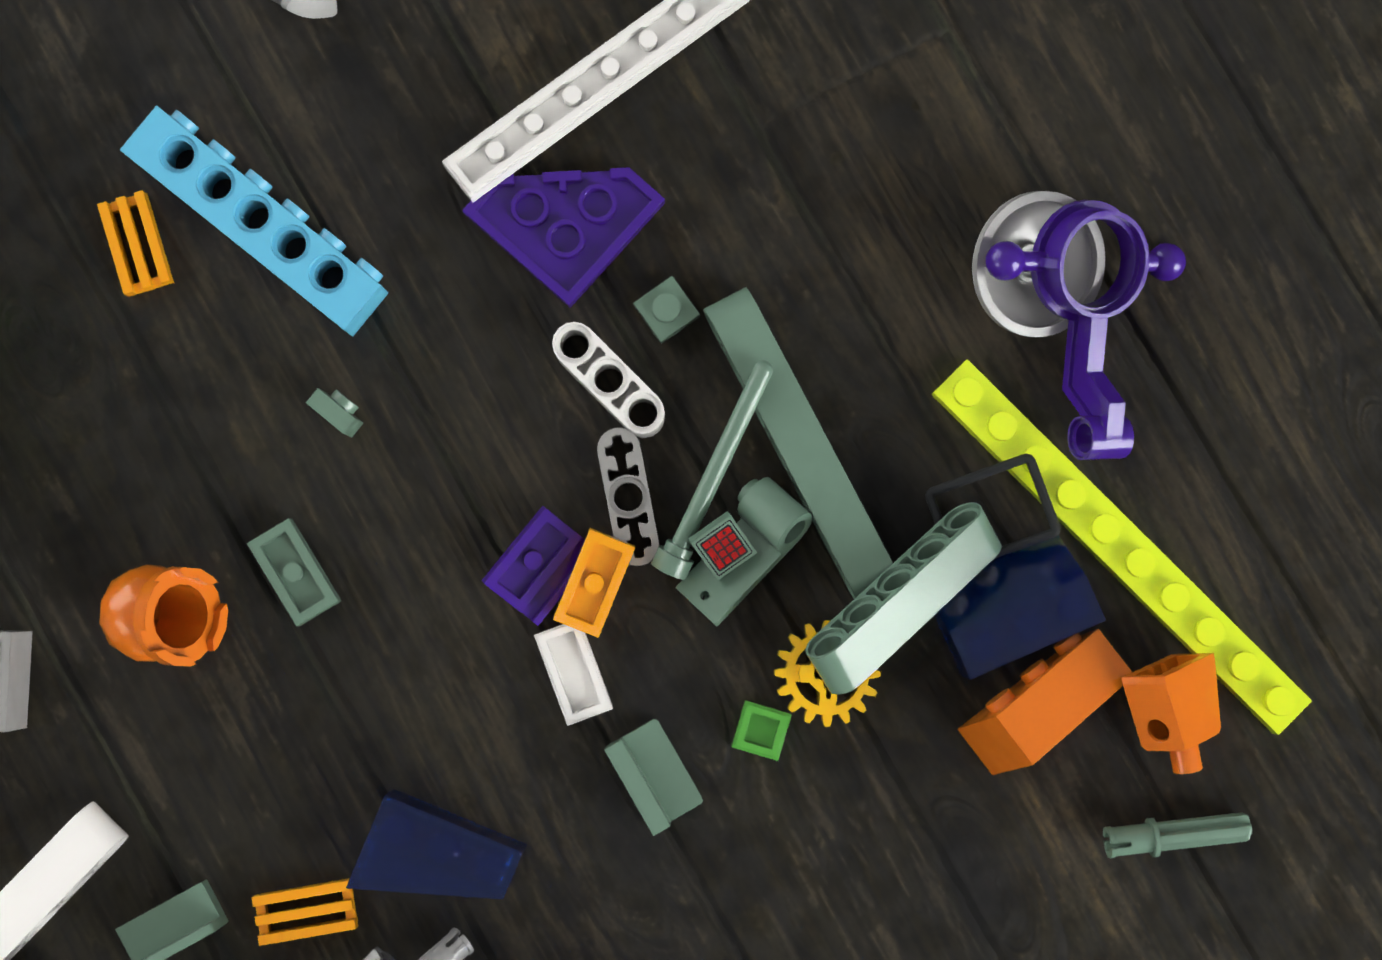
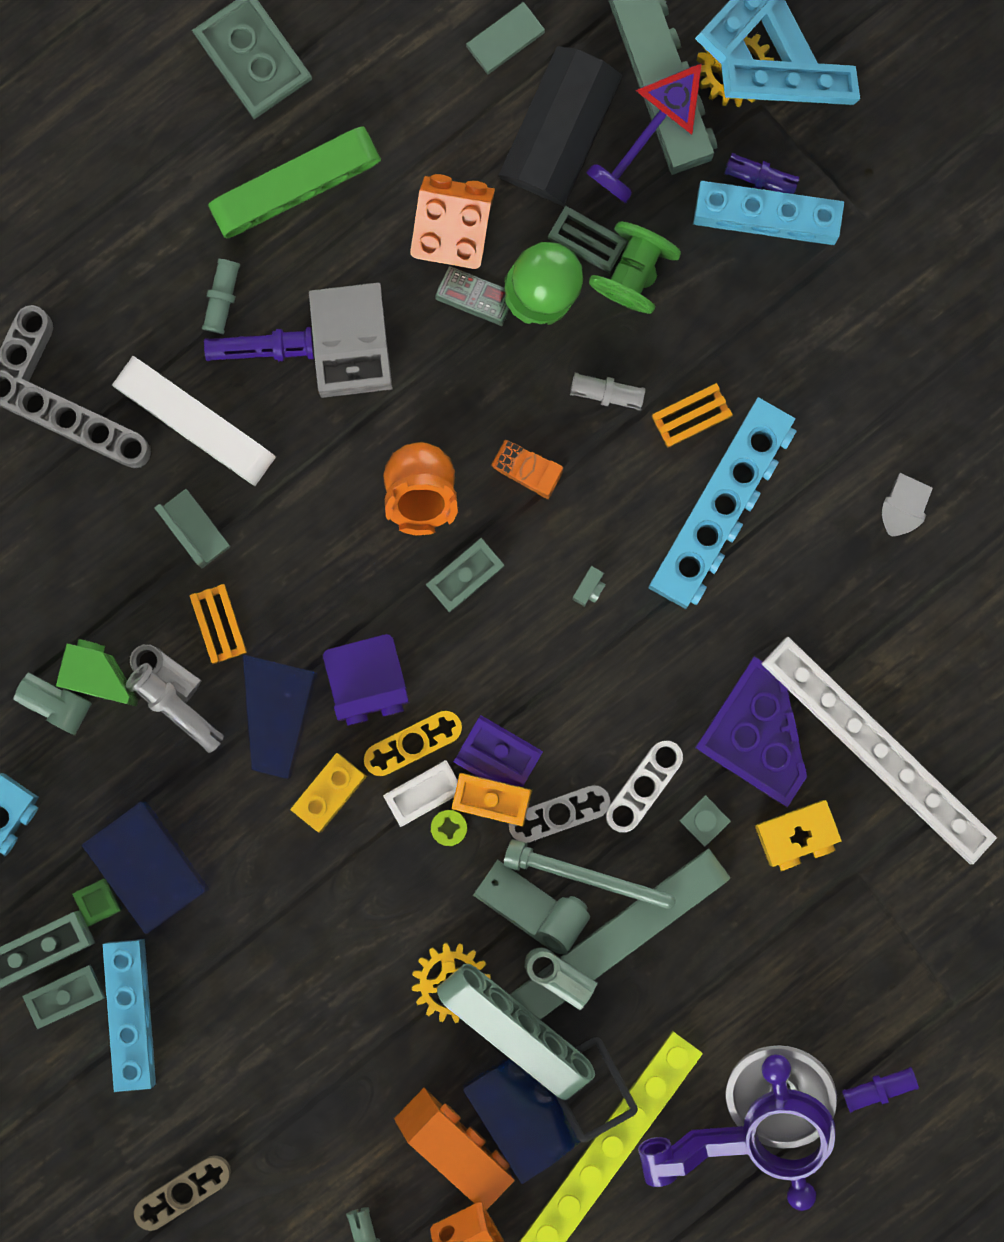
camera: 85 degrees right, 0 degrees up
(83, 347) = (607, 391): none -> light grey pin
(167, 467) = (528, 468): none -> orange leg
(410, 725) = (365, 679): none -> dark purple bracket
(486, 668) = (384, 746): none -> yellow beam
(551, 798) = (328, 792): none -> yellow brick
(631, 644) = (454, 827): none -> lime wheel
(654, 775) = (356, 865): sand green panel -> none
(697, 162) = (814, 819): none -> yellow brick
(722, 545) = (533, 890): tile -> none
(761, 730) = (401, 940): bright green tile -> none
(844, 524) = (562, 978): none -> sand green piece
(1045, 138) = (880, 1089): none -> dark purple pin

